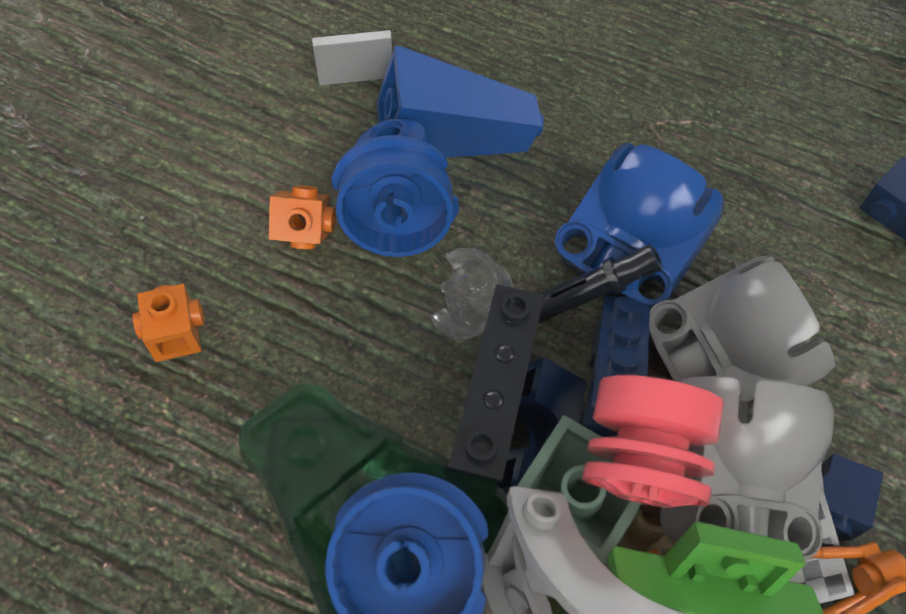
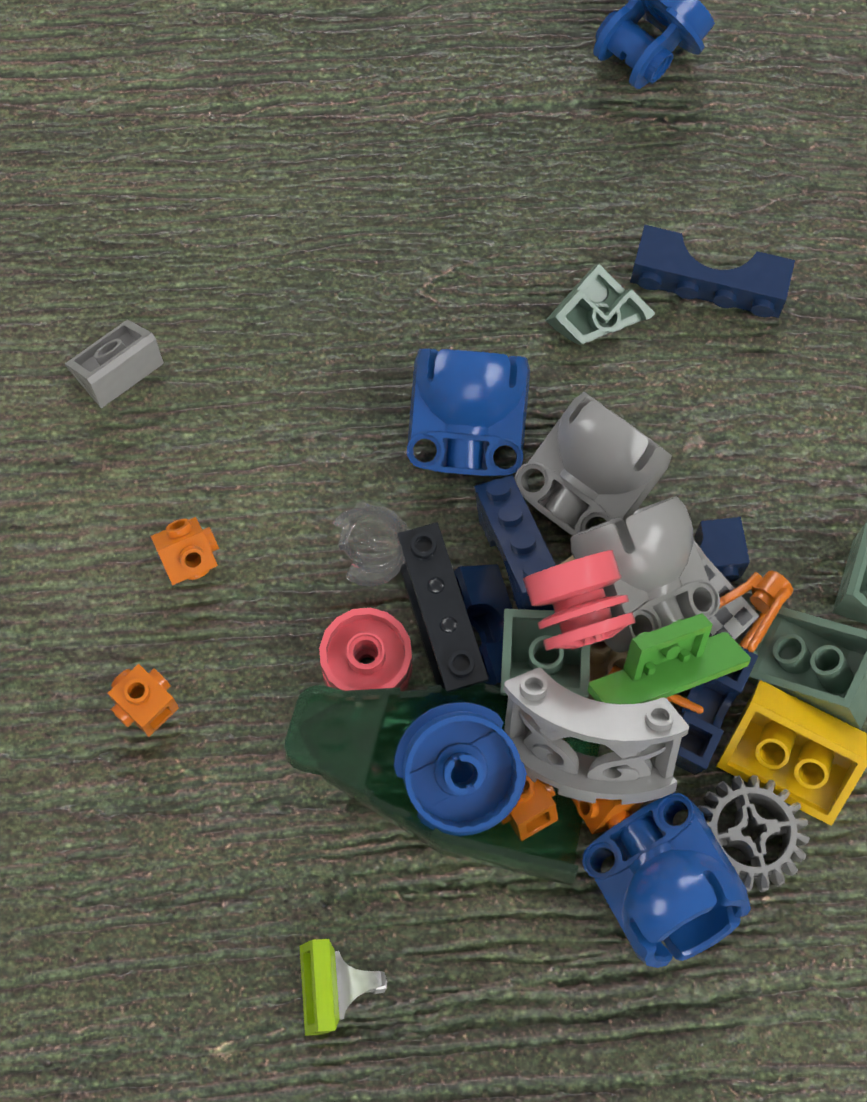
camera: 30 degrees left, 10 degrees up
(394, 190) = (255, 487): blue piece -> none
(403, 391) = (366, 635): none -> coral wheel
(458, 107) = (242, 381): blue slope -> none
(610, 277) = (472, 469): black pin -> none
(816, 211) = (597, 308): none -> sand green slope

